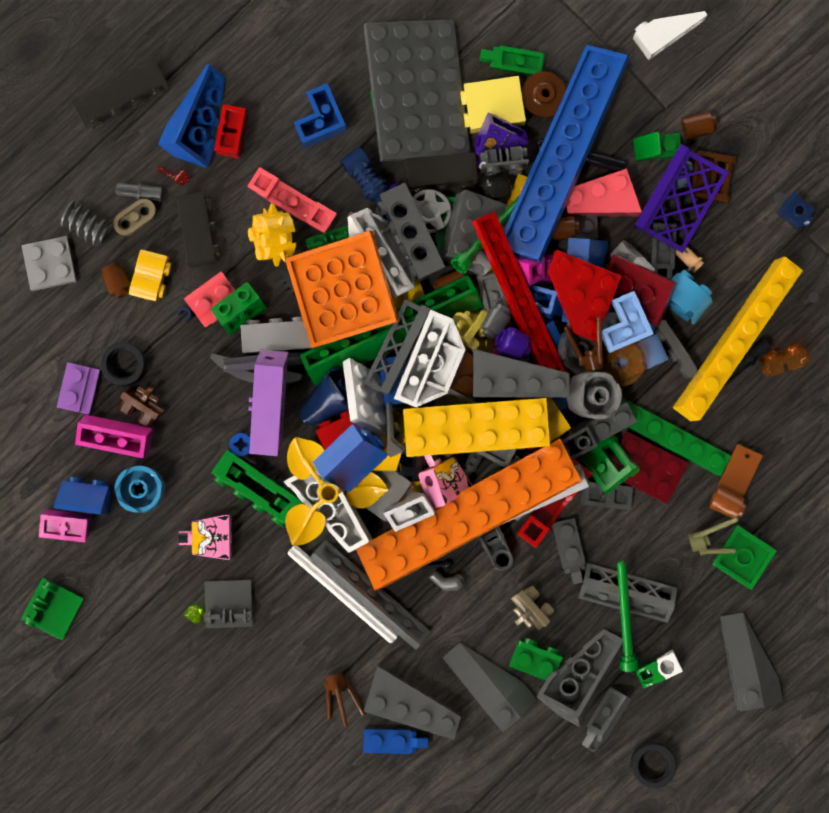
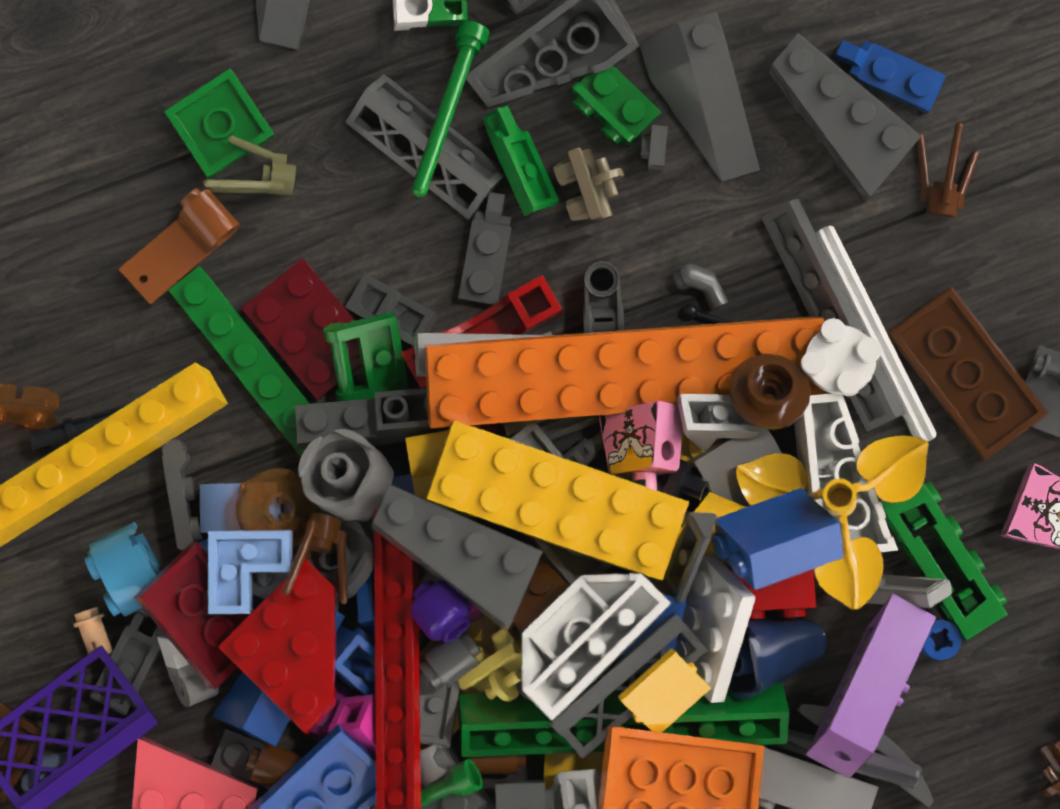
camera: 160 degrees left, 0 degrees up
(265, 463) = (919, 591): none -> light grey tile
(284, 594) = (967, 374): none -> reddish brown tile
(356, 570) = (840, 358): none -> white piece
(377, 351) = (664, 692): none -> yellow piece
(388, 546) = (774, 376): none -> reddish brown piece
(504, 644) = (654, 148): none -> dark grey plate
(573, 605) = (520, 162): none -> green hinge

